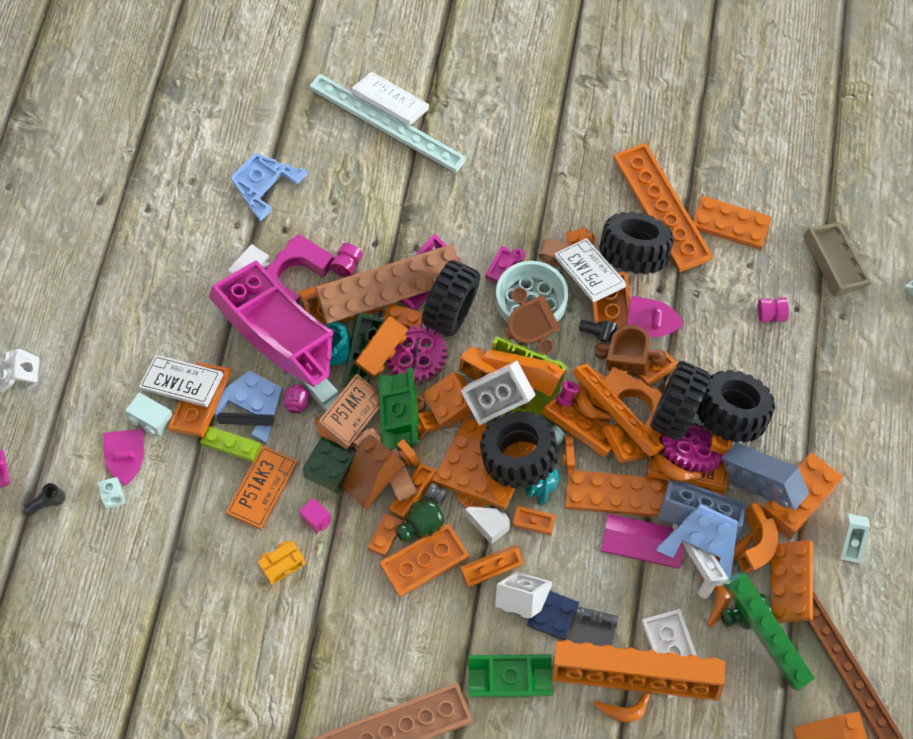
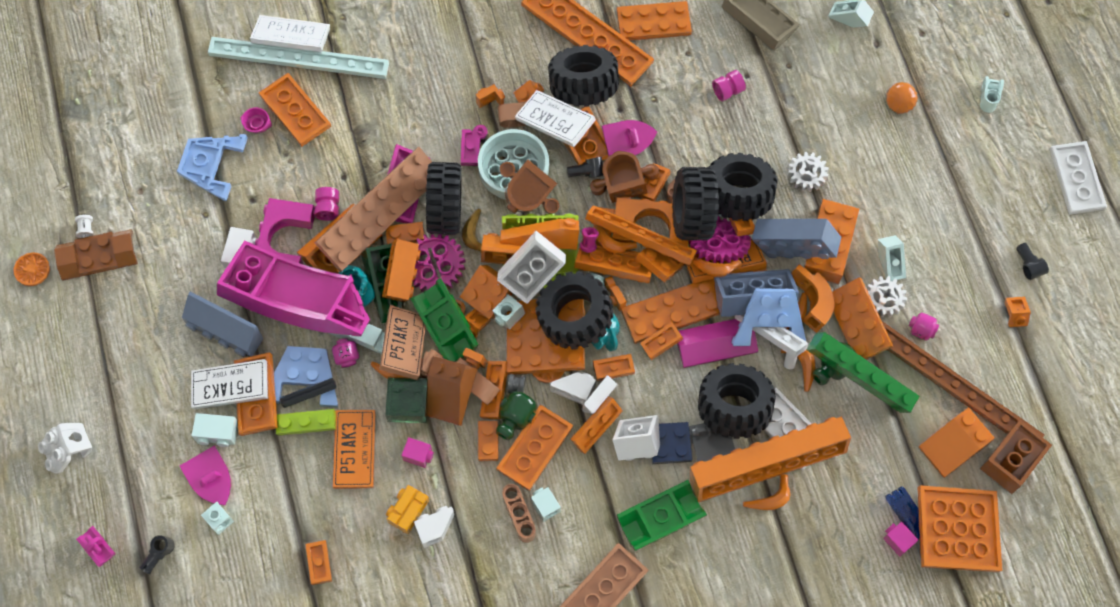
camera: 25 degrees left, 5 degrees up
(66, 208) = (31, 269): none -> orange wheel
(125, 219) = (95, 254): none -> dark orange piece
(128, 191) = (84, 232): none -> white bush
(179, 573) = (318, 562): none -> orange plate
(200, 326) = (221, 325): none -> sand blue slope
(297, 589) = (434, 527): none -> white slope
(321, 162) = (256, 120): none -> dark pink hat
(361, 166) = (295, 109): none -> orange plate
(382, 603) = (519, 522): none -> nougat beam
(408, 615) = (545, 503): none -> light aqua brick
(459, 419) = (505, 305): none -> light aqua brick
(463, 338) = (469, 229): none -> pearl gold piece
(506, 538) = (599, 395): none -> white slope
(542, 225) = (488, 95): none -> orange bracket
(591, 516) = (661, 341): none -> orange plate
(627, 620) = (732, 419): none -> black tyre
(816, 416) = (807, 173): none -> white gear
(832, 579) = (893, 302): none -> white gear
(854, 616) = (923, 326): none -> dark pink head

